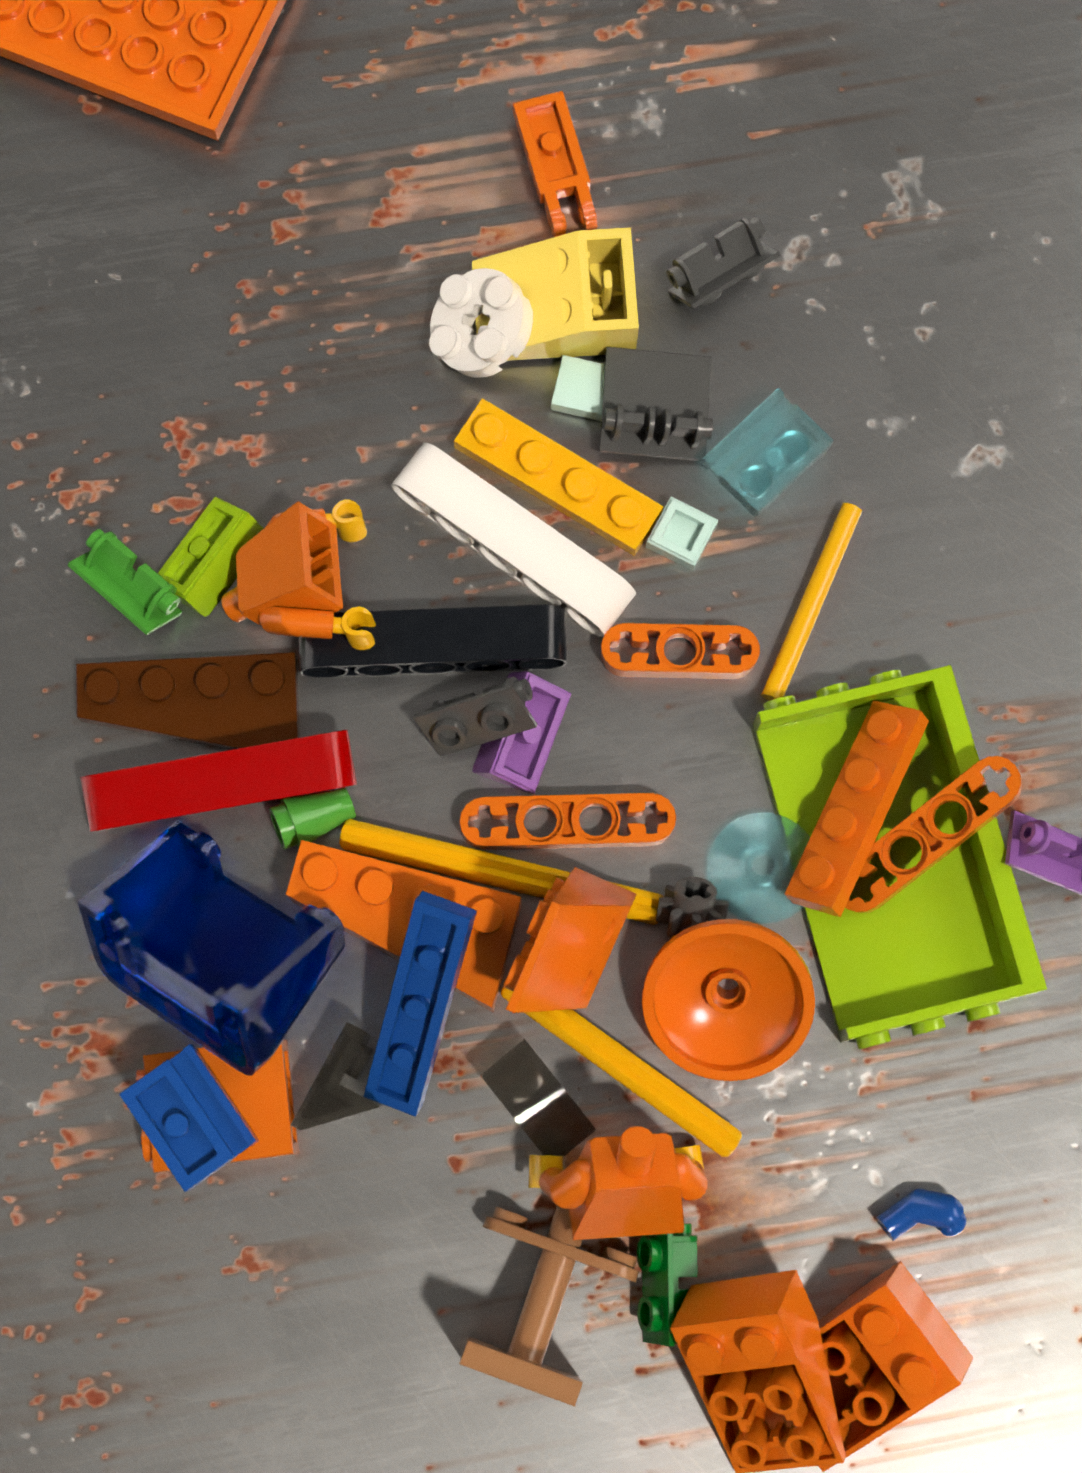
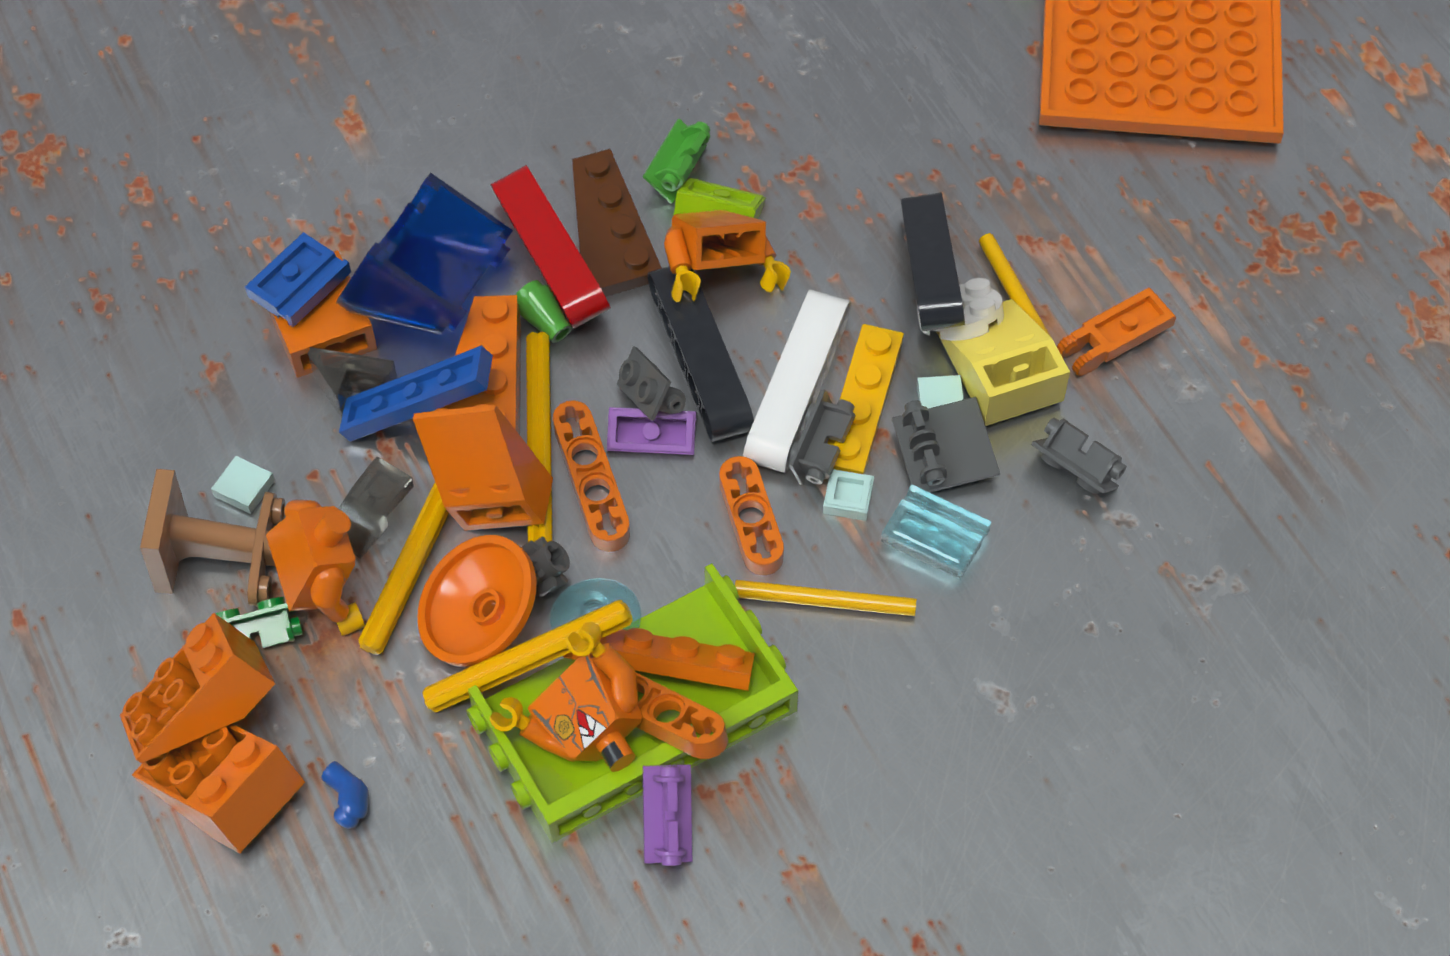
camera: 75 degrees right, 20 degrees down
(415, 327) = (932, 262): none -> black beam
(443, 253) = (1008, 277): none -> yellow bar
(450, 1256) = (243, 484): none -> light aqua tile
(630, 553) = (811, 455): none -> dark grey hinge
(833, 956) = (522, 657): none -> yellow axle
(927, 914) = (585, 708): none -> orange torso

